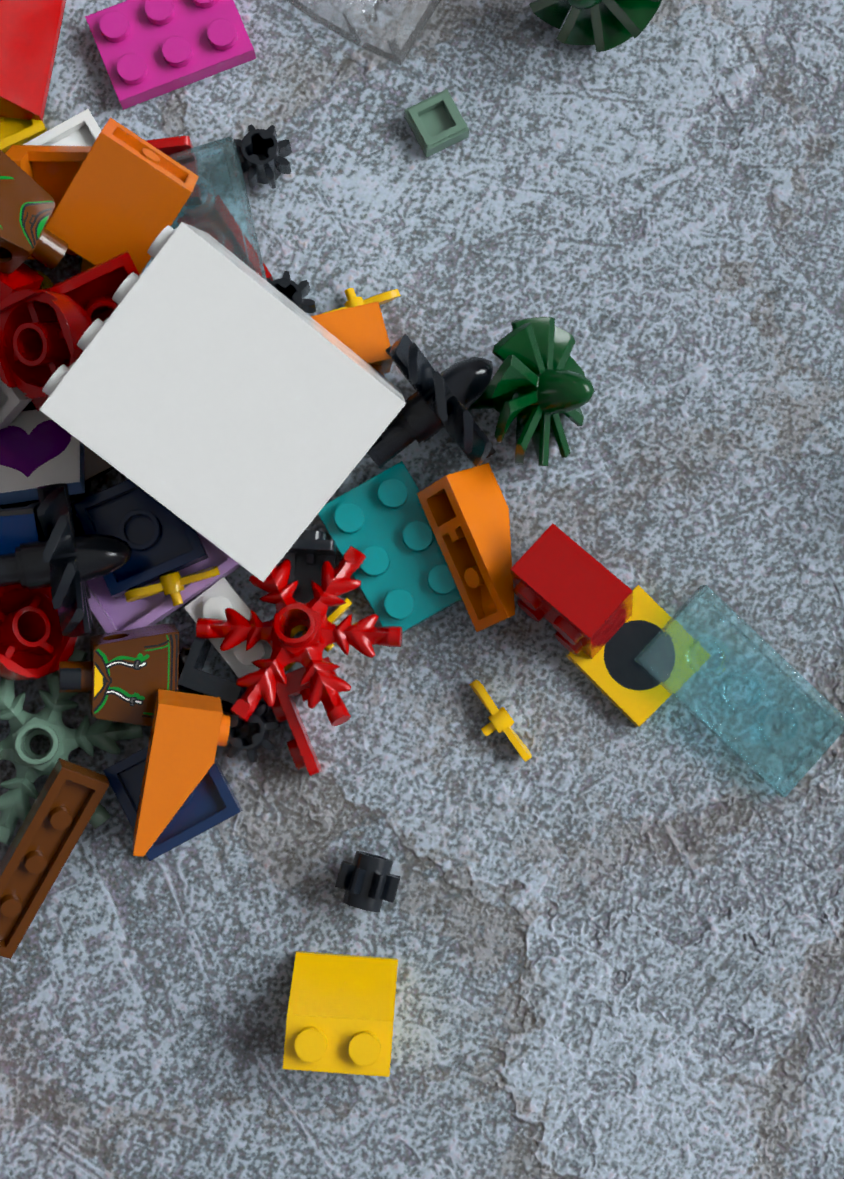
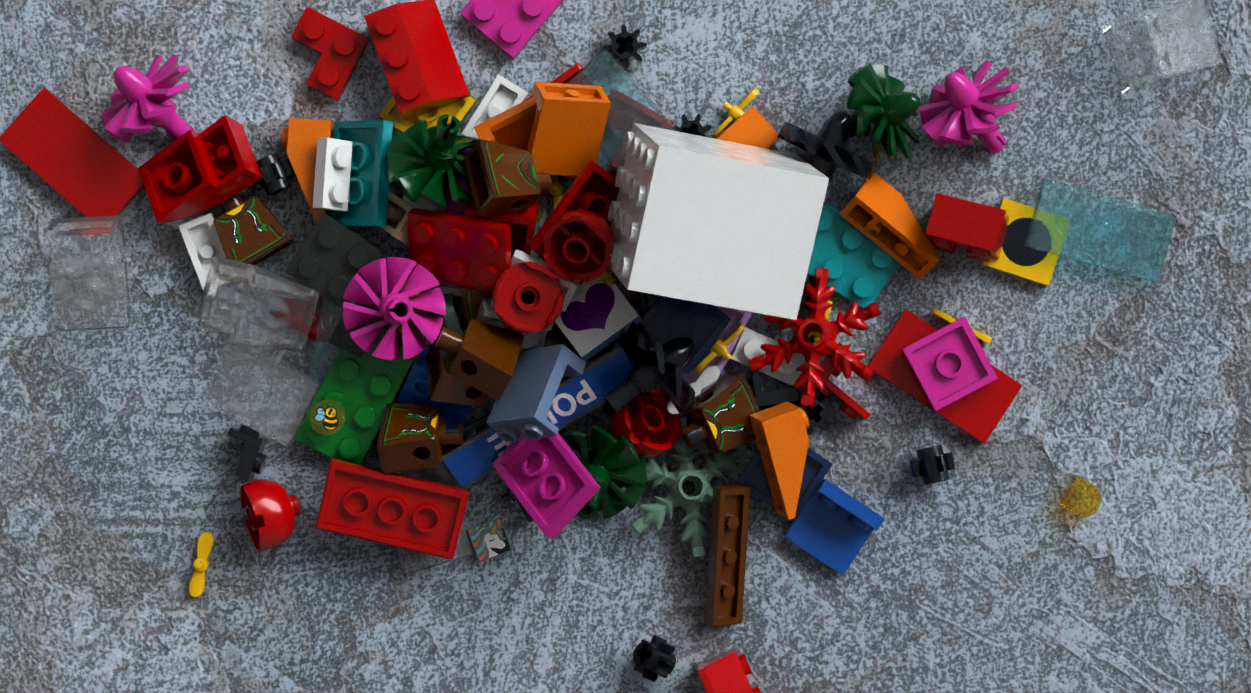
camera: 20 degrees left, 5 degrees up
(135, 614) = (707, 377): none -> white piece
(197, 894) = (833, 526): none -> blue bracket
(341, 1014) = (958, 550): yellow slope -> none
(445, 774) = (974, 413): none -> red tile
(457, 760) = (949, 363): none -> dark pink plate
(540, 1028) = (1081, 498): none -> clear yellow tile
(650, 441) = (967, 108): none -> dark pink piece

